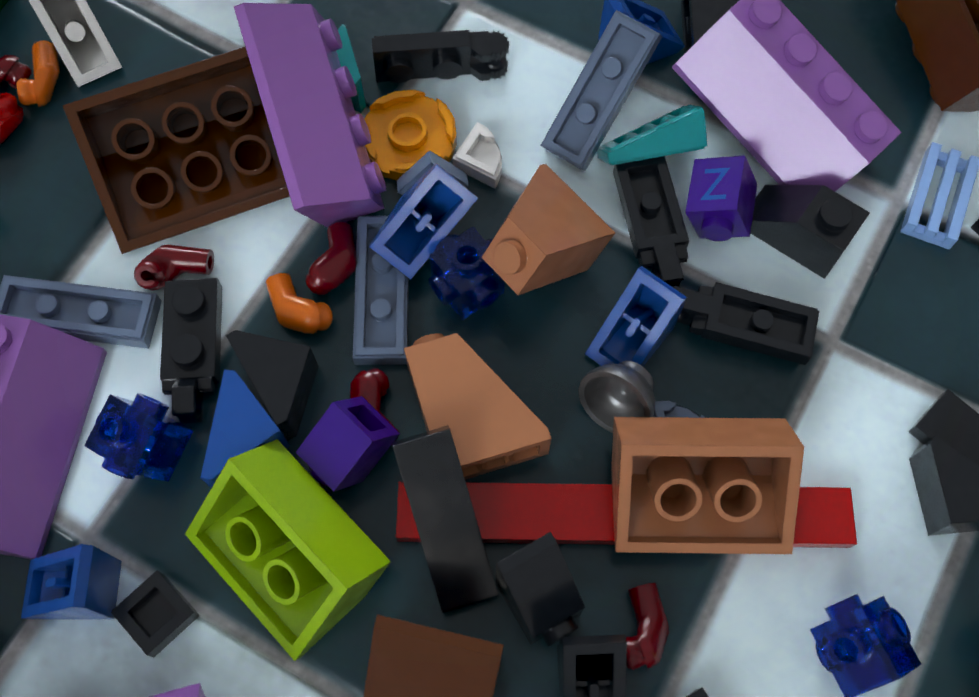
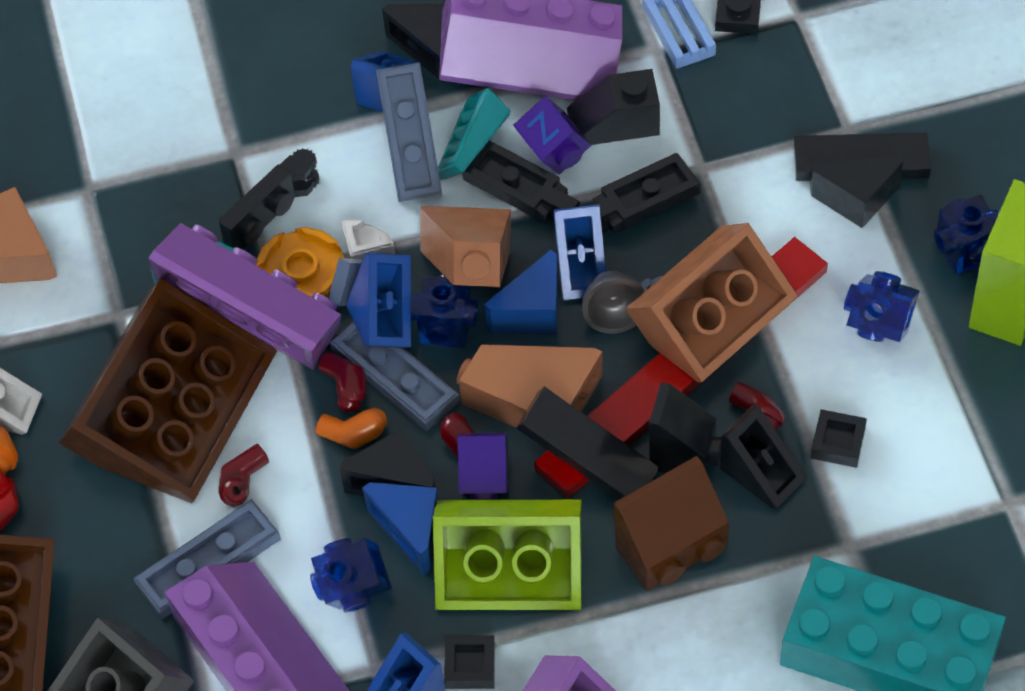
camera: 40 degrees left, 10 degrees down
(191, 344) = (305, 504): black hinge -> none
(551, 329) = (528, 301): none -> blue slope

